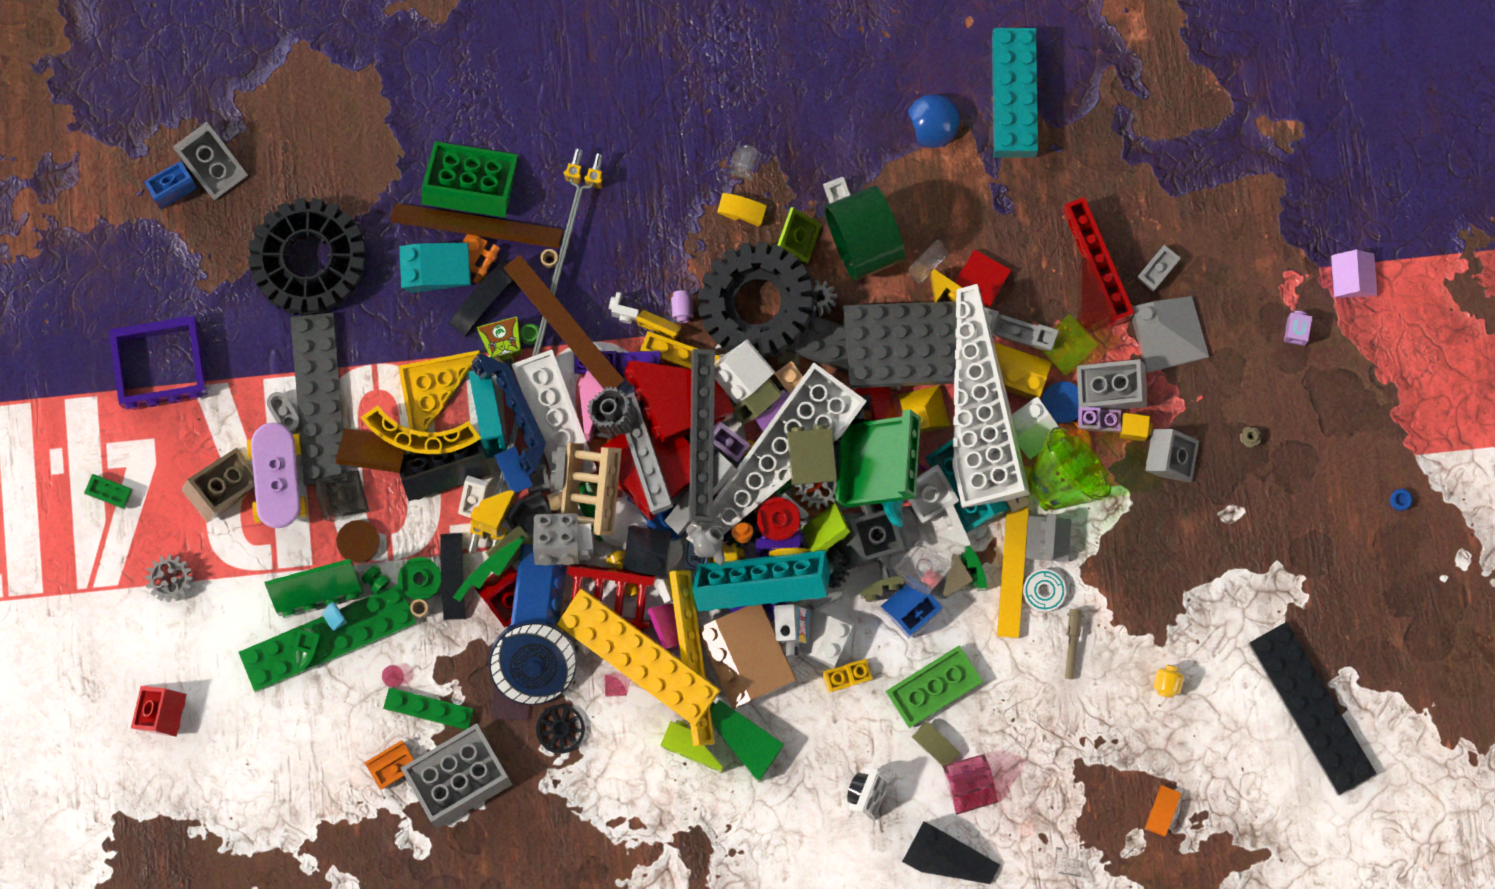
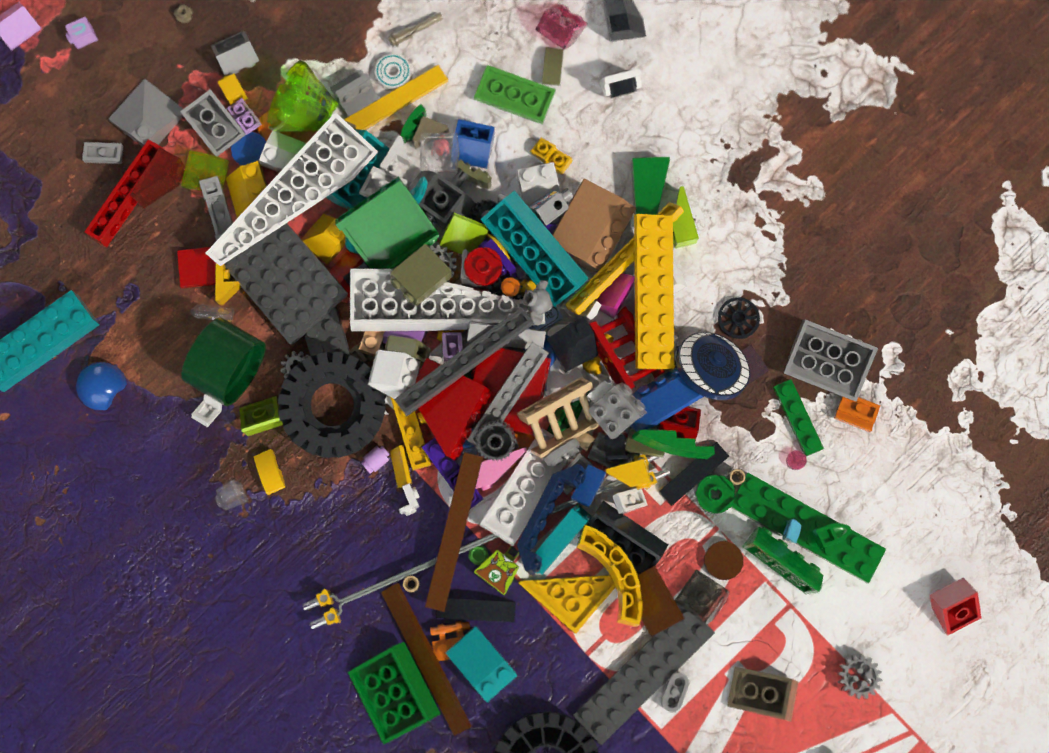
camera: 130 degrees left, 0 degrees up
(276, 476) = (727, 656): lavender piece -> none
(376, 579) = (742, 520): green wheel -> none
(613, 686) = (682, 303): clear pink tile -> none

